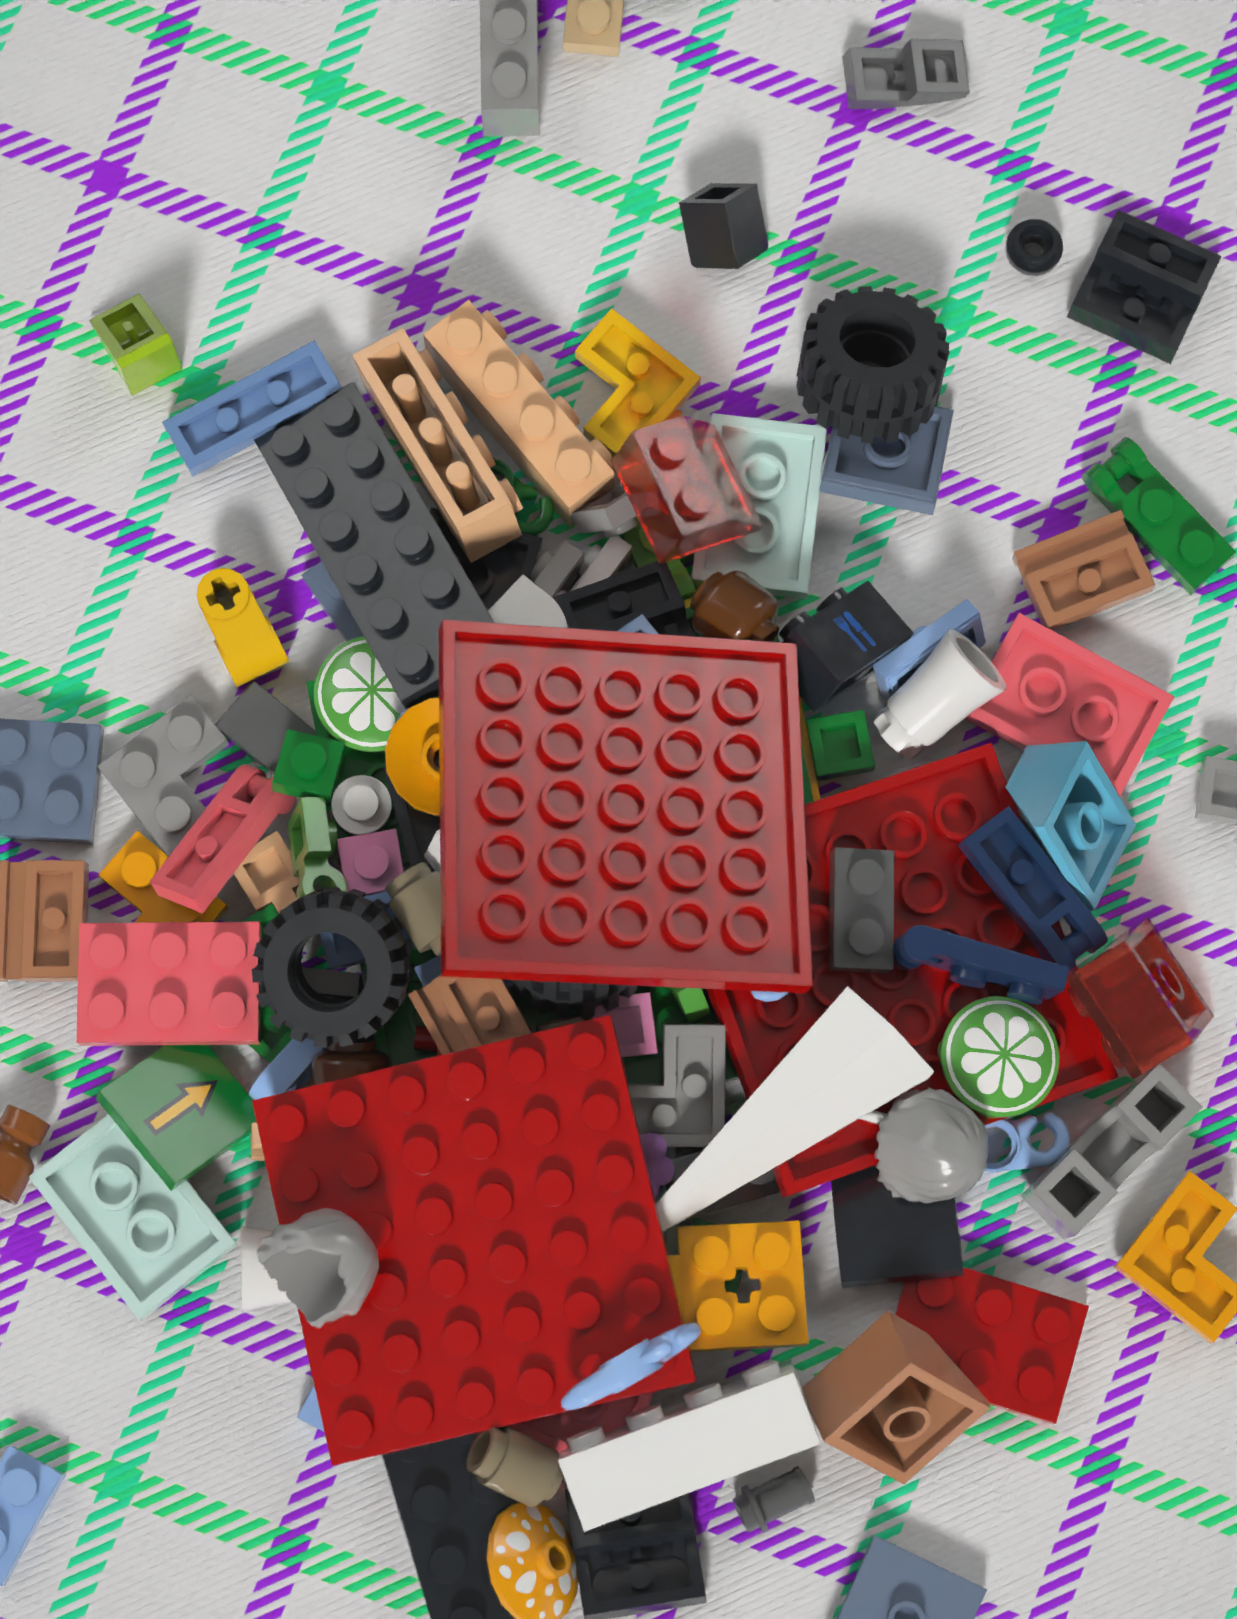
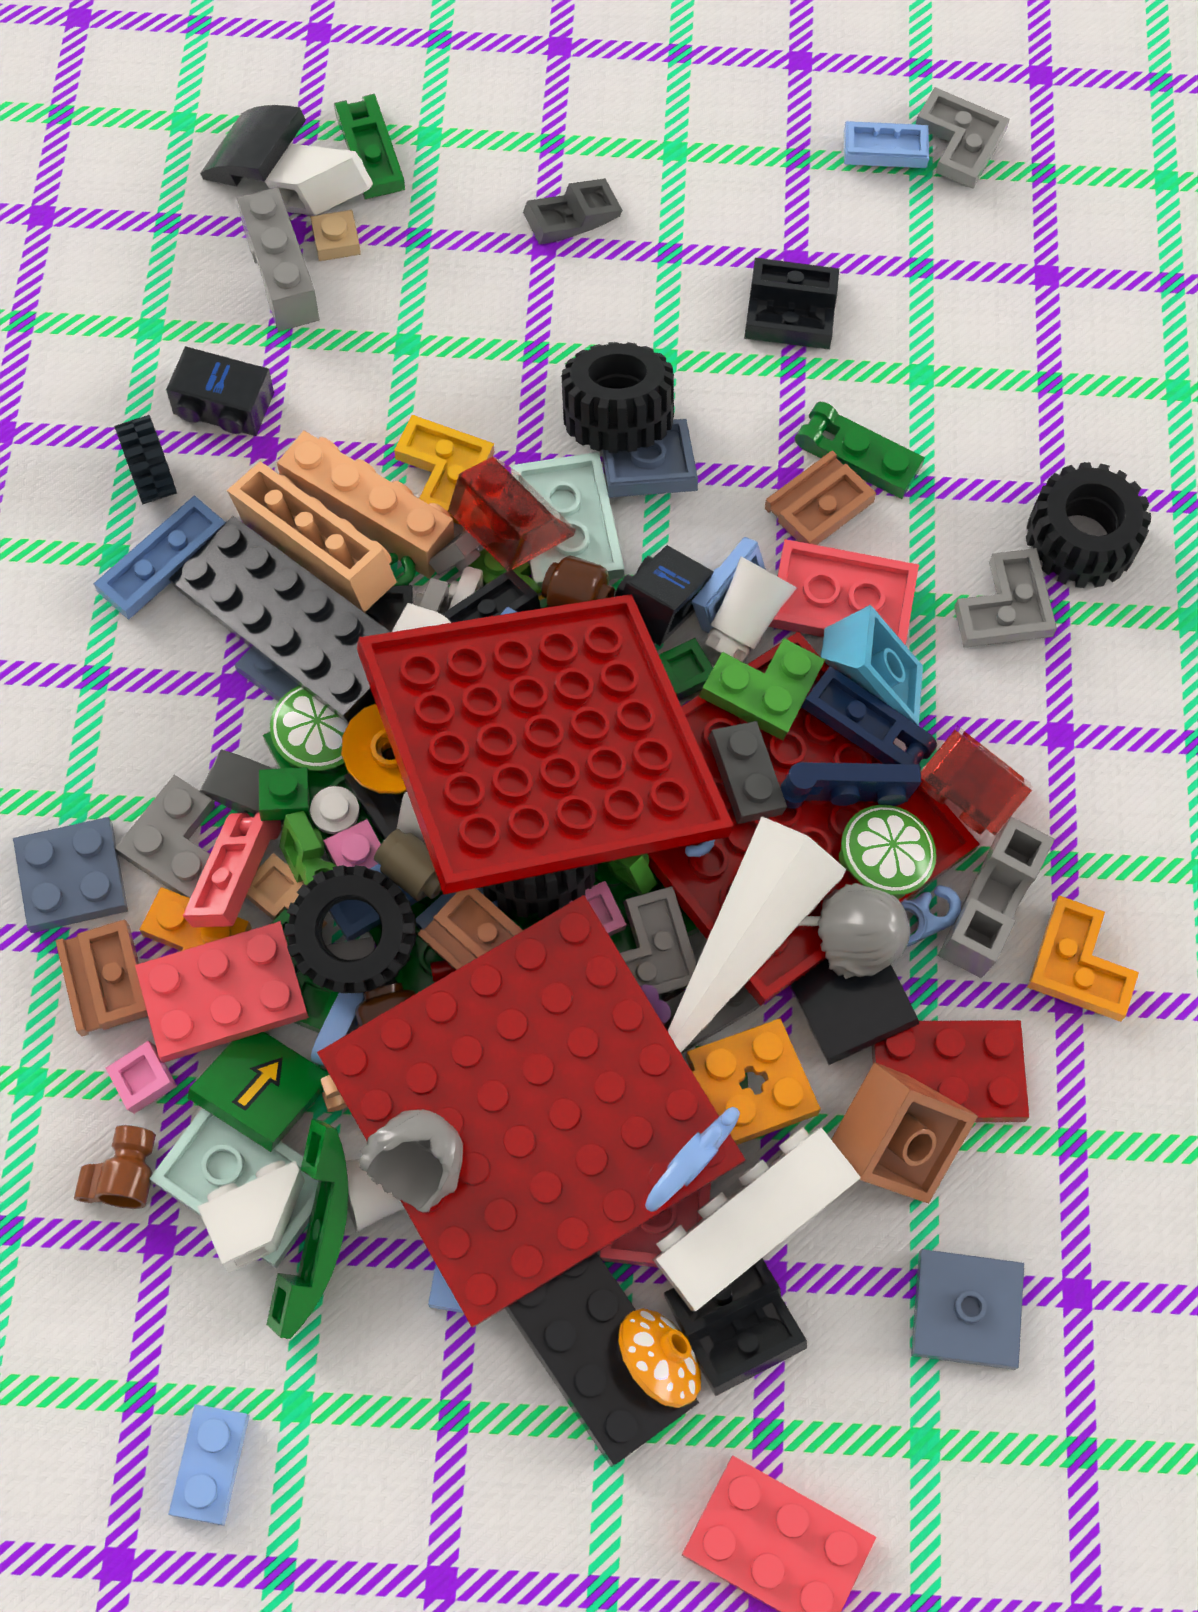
camera: 20 degrees left, 10 degrees down
(51, 1054) = (141, 1077): none -> bright pink plate
(129, 1263) = (253, 1217): none -> white slope
(136, 344) = (59, 537): lime slope -> none
(158, 1360) = (298, 1294): none -> green slope
(241, 633) = (201, 717): yellow piece -> none
(267, 279) = (145, 459): none -> black bush
(385, 207) = (220, 391): none -> black brick
(515, 1465) = (621, 1278): dark tan brick -> none
(724, 225) = (476, 340): black panel -> none
(773, 1499) = (832, 1247): dark grey pin -> none
(916, 822) = (767, 698): none -> bright green plate
(1037, 232) = (704, 287): black plate -> none

